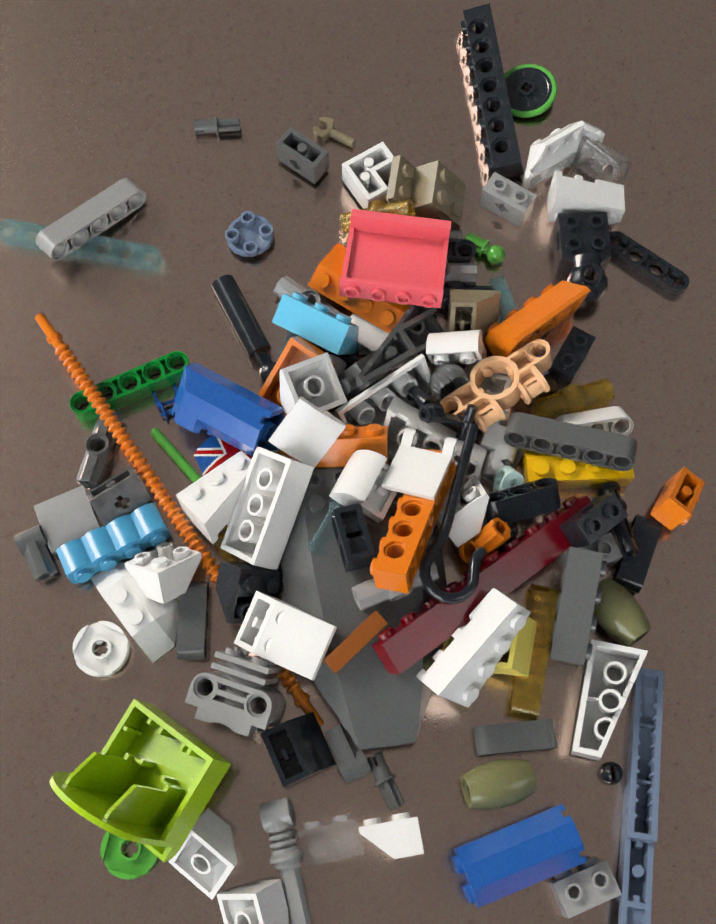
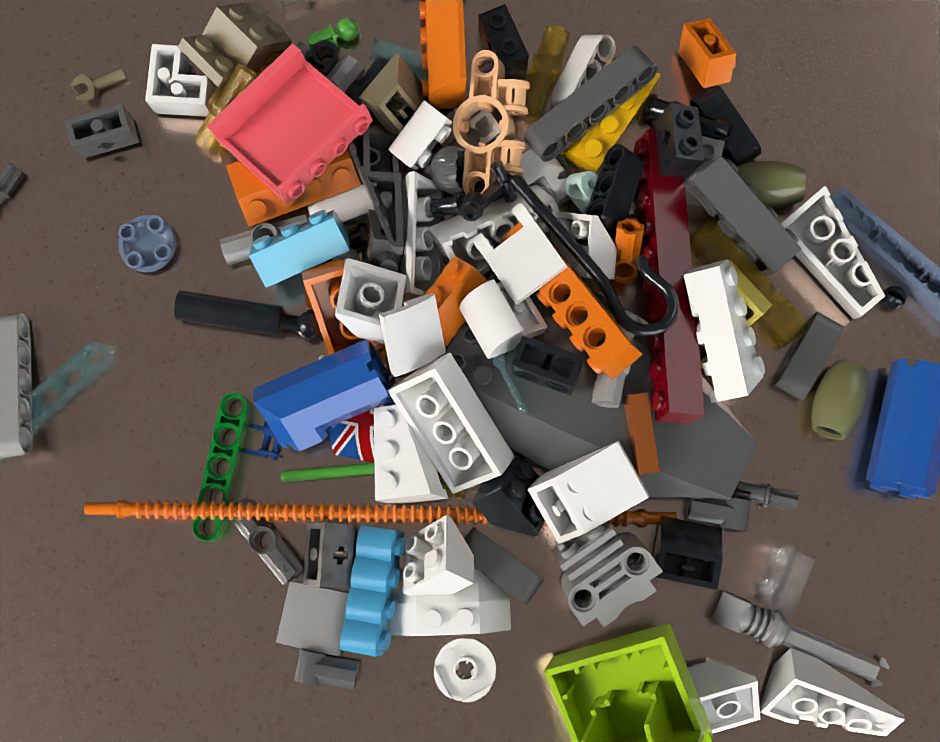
camera: 50 degrees left, 10 degrees up
(396, 838) = (824, 521): white slope -> none

